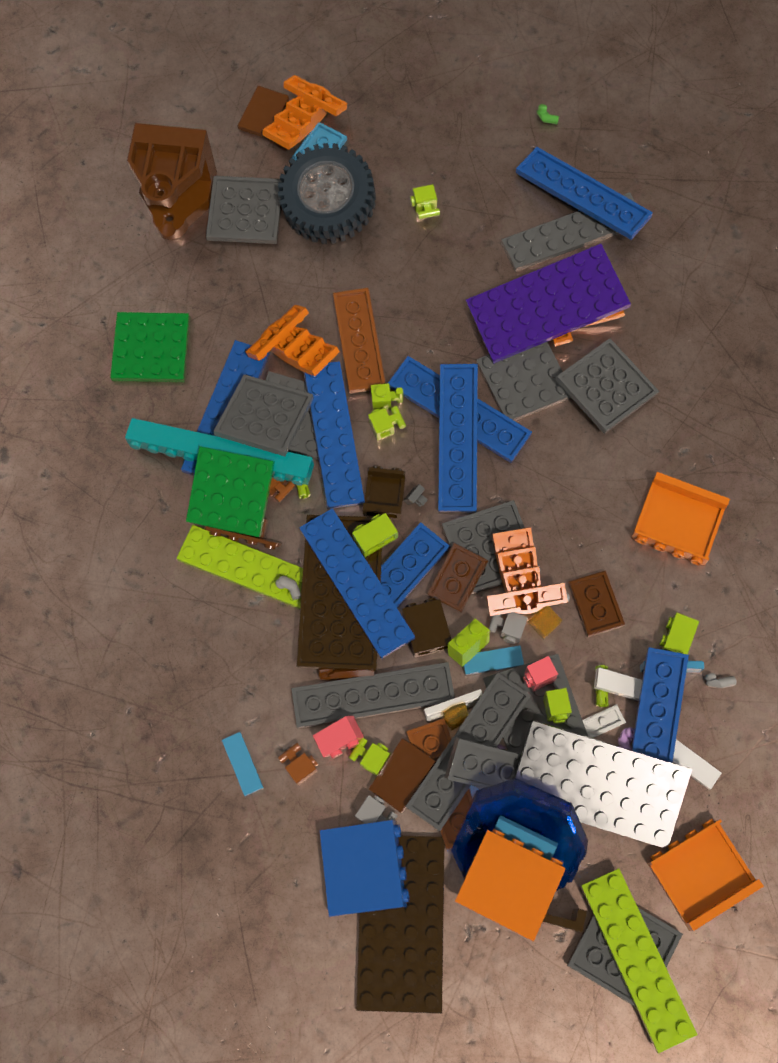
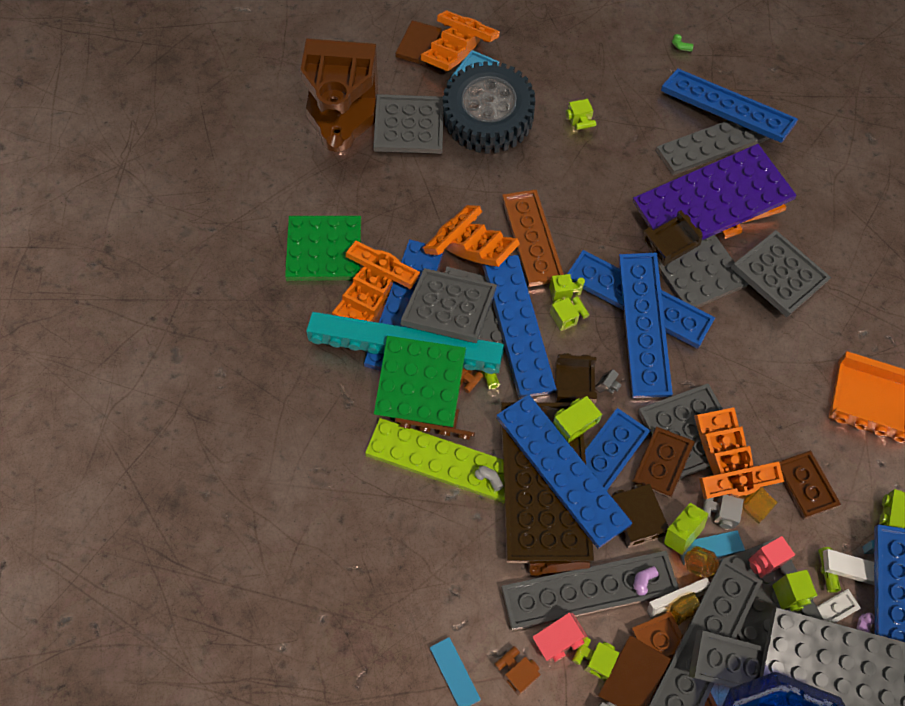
camera: 10 degrees left, 10 degrees down
(193, 388) = (372, 282): none -> orange slope
(420, 687) = (641, 580): none -> lavender arm
(477, 674) = (701, 562): none -> clear orange head
(497, 348) = (673, 238): none -> dark brown panel

